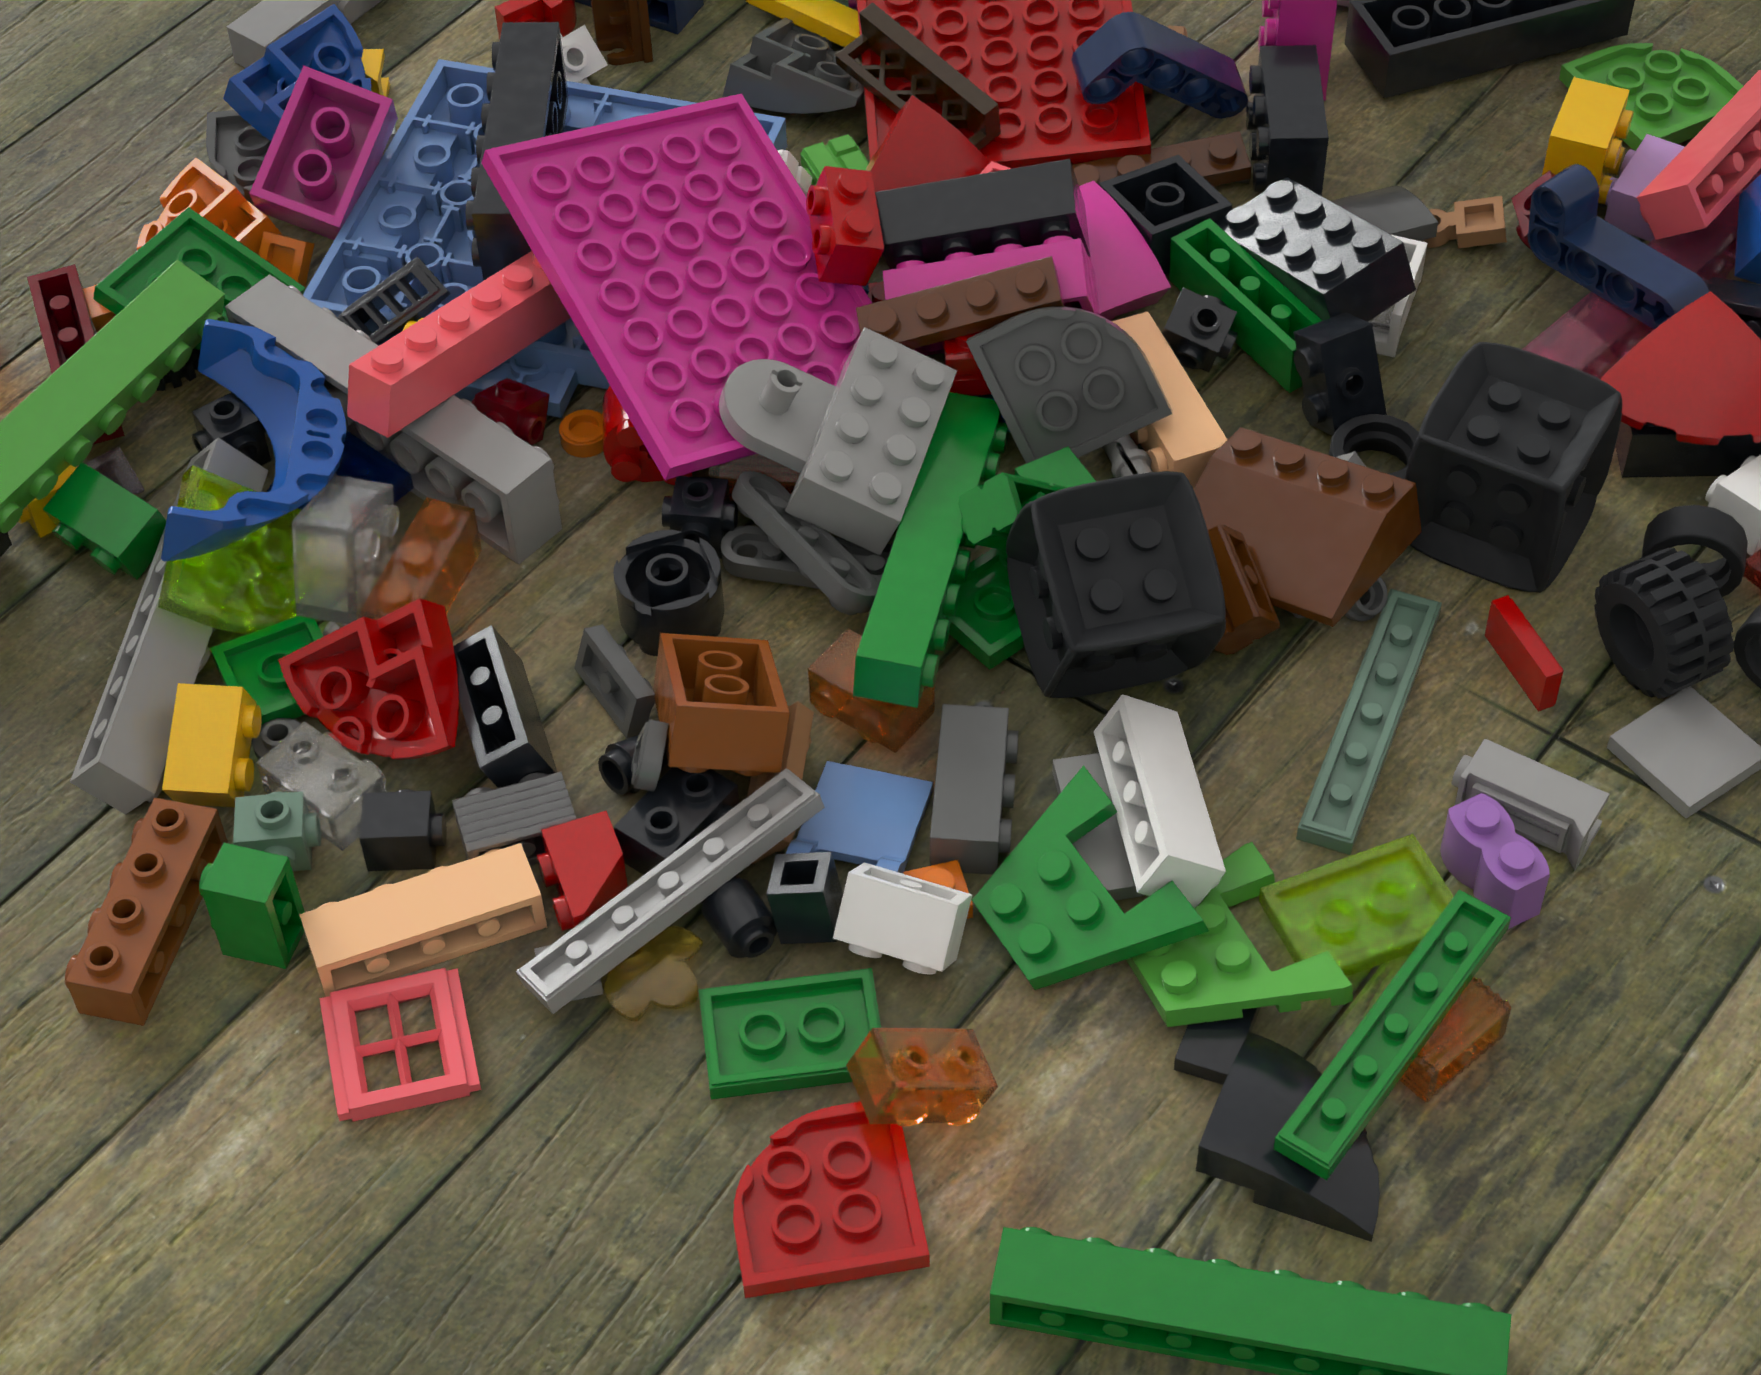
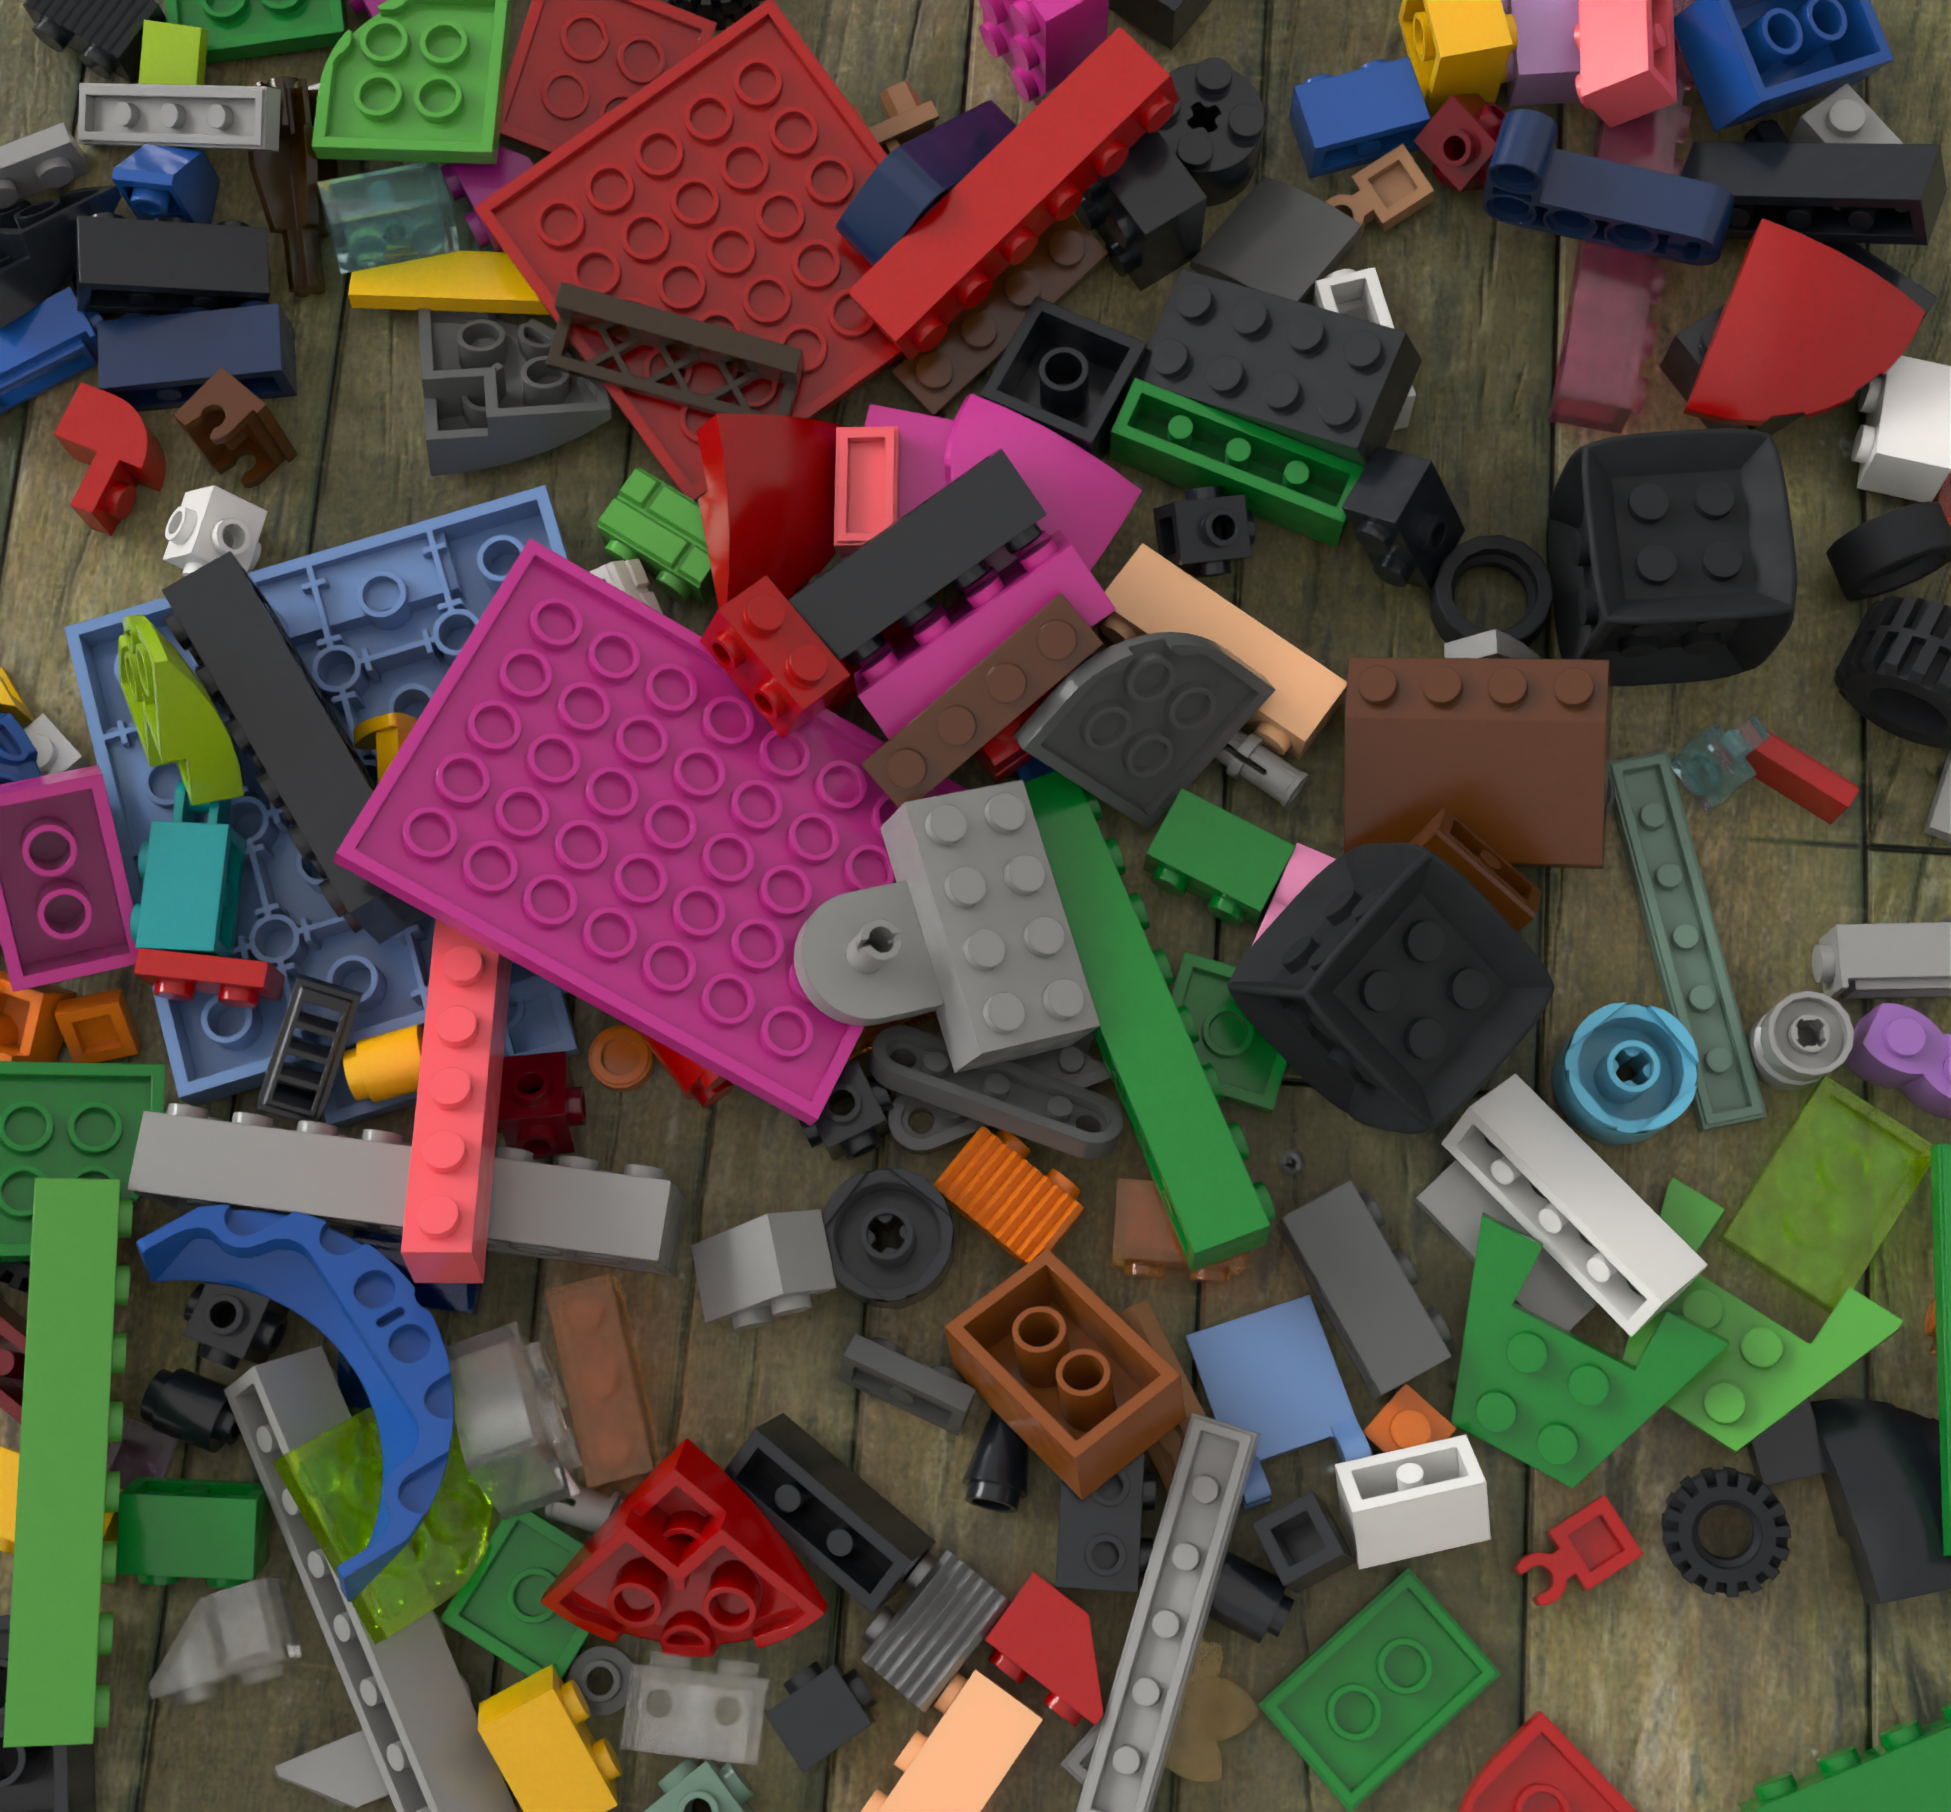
camera: 30 degrees left, 25 degrees up
(72, 696) = (337, 1771): none -> light grey slope
(74, 593) = (229, 1636): none -> clear slope
(159, 466) = (190, 1409): none -> black brick
(366, 239) = (233, 979): none -> red plate
(399, 196) = (190, 881): none -> teal brick
(460, 88) = (175, 714): none -> lime brick
(574, 556) = (764, 1268): none -> light grey brick
(649, 755) = (1044, 1492): dark grey tile -> none
(768, 606) = (1009, 1196): none -> orange brick
(921, 1076) = (1565, 1687): clear orange brick -> none
(992, 509) = (1215, 937): green brick -> none
(1011, 1022) = (1587, 1546): none -> red plate
(1133, 1089) = (1718, 1573): none -> black tyre
(1198, 80) = (1016, 194): none -> red brick
(1259, 754) = (1608, 1040): none -> medium azure brick
(1368, 136) = (1215, 127): none -> black brick
(1406, 797) = (1788, 1051): none -> light grey wheel
(1467, 617) = (1716, 762): none -> clear light blue plate
(1481, 169) = (1357, 115): none -> blue brick

